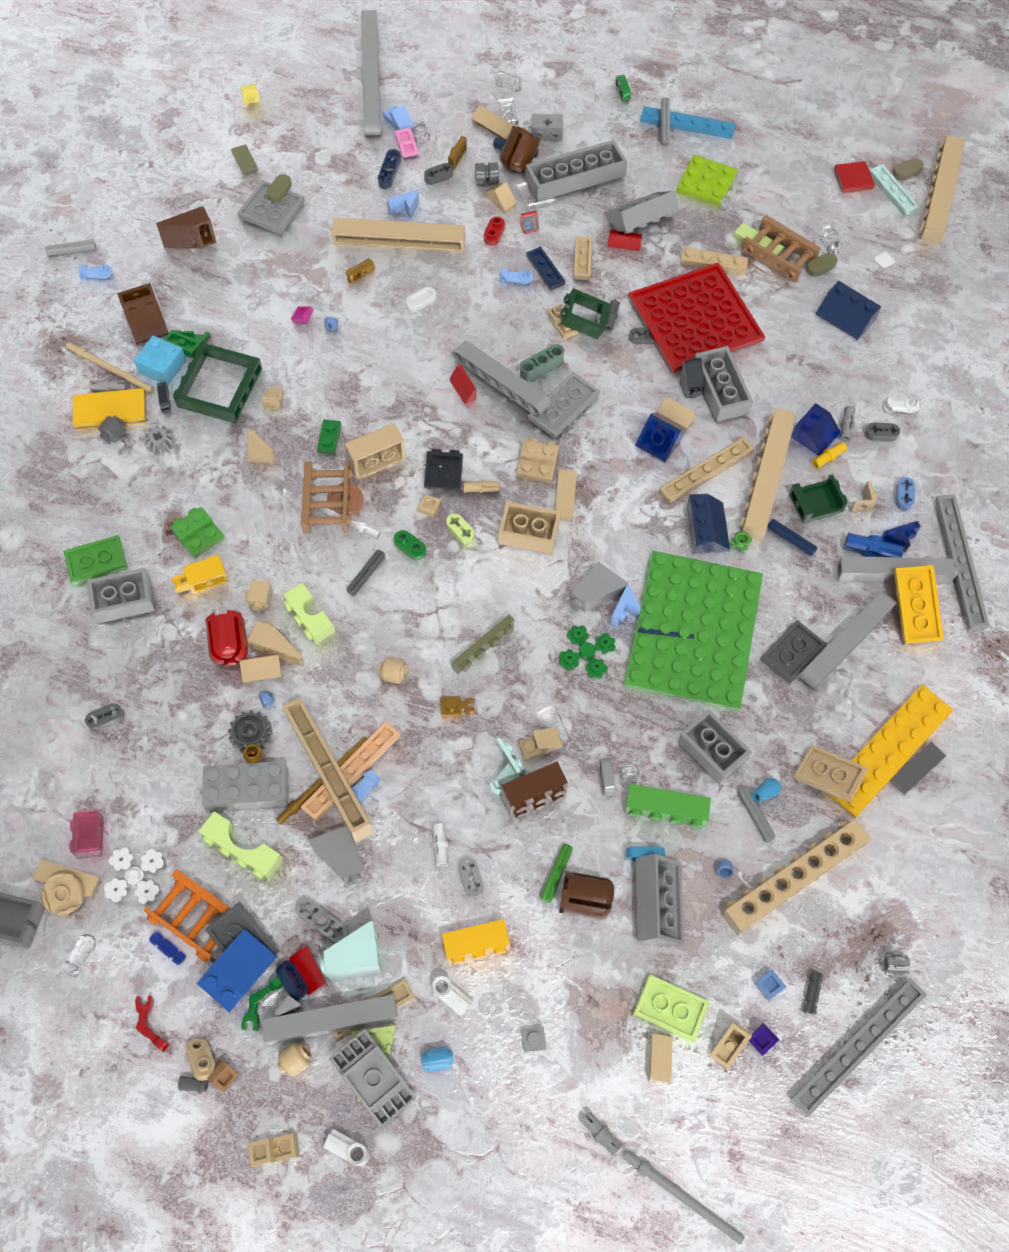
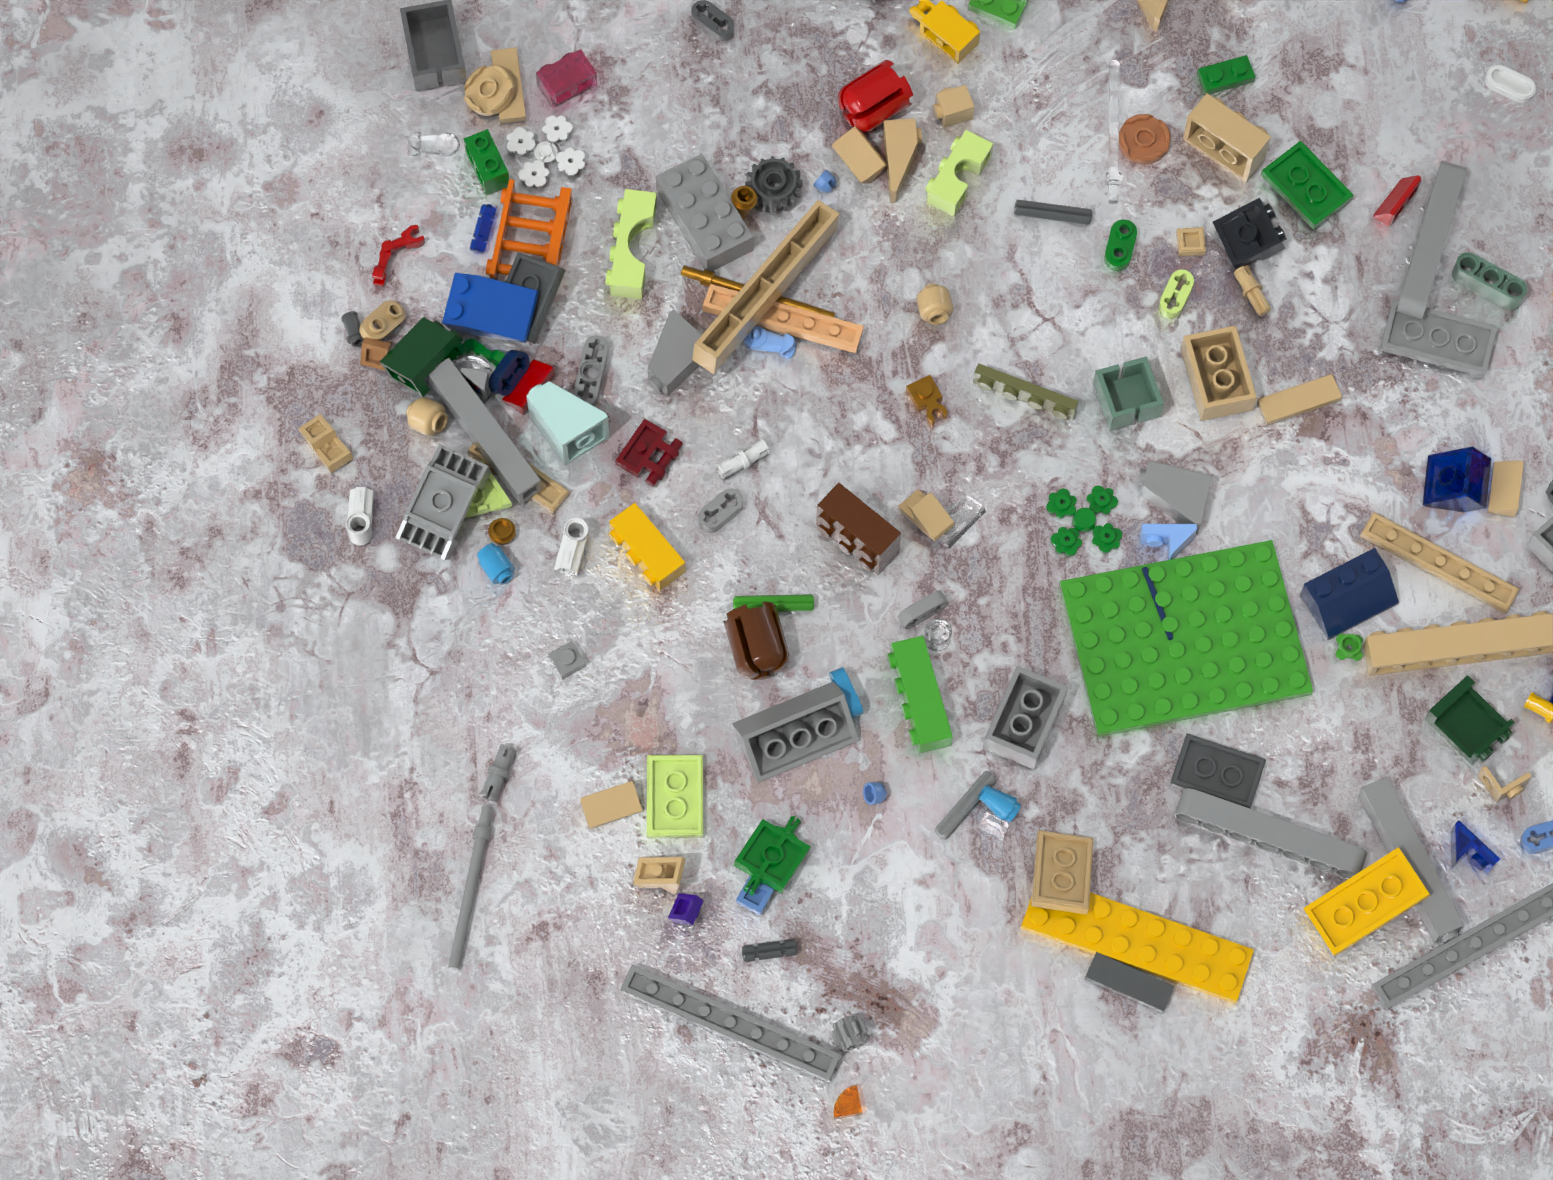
camera: 65 degrees right, 5 degrees up
(118, 921) = (486, 162): none -> green brick
(245, 1040) = (420, 353): none -> dark green panel
(311, 489) = (1127, 88): medium nougat fence -> none
(399, 912) = (641, 448): none -> dark red plate
(411, 1043) = (501, 531): none -> pearl gold plate
(427, 426) = (1307, 185): none -> green plate
(513, 769) = (883, 488): light aqua plate -> none
(517, 584) = (1128, 397): none -> sand green piece
(538, 460) = (1331, 343): tan plate -> none
(746, 959) = (772, 855): none -> green plate
(780, 801) = (993, 826): none -> clear tile
(792, 537) = (1392, 710): dark blue axle -> none
(856, 839) = (936, 907): tan brick -> none
(872, 546) = (1432, 819): blue piece -> none
(944, 989) = (847, 1104): none -> clear orange tile

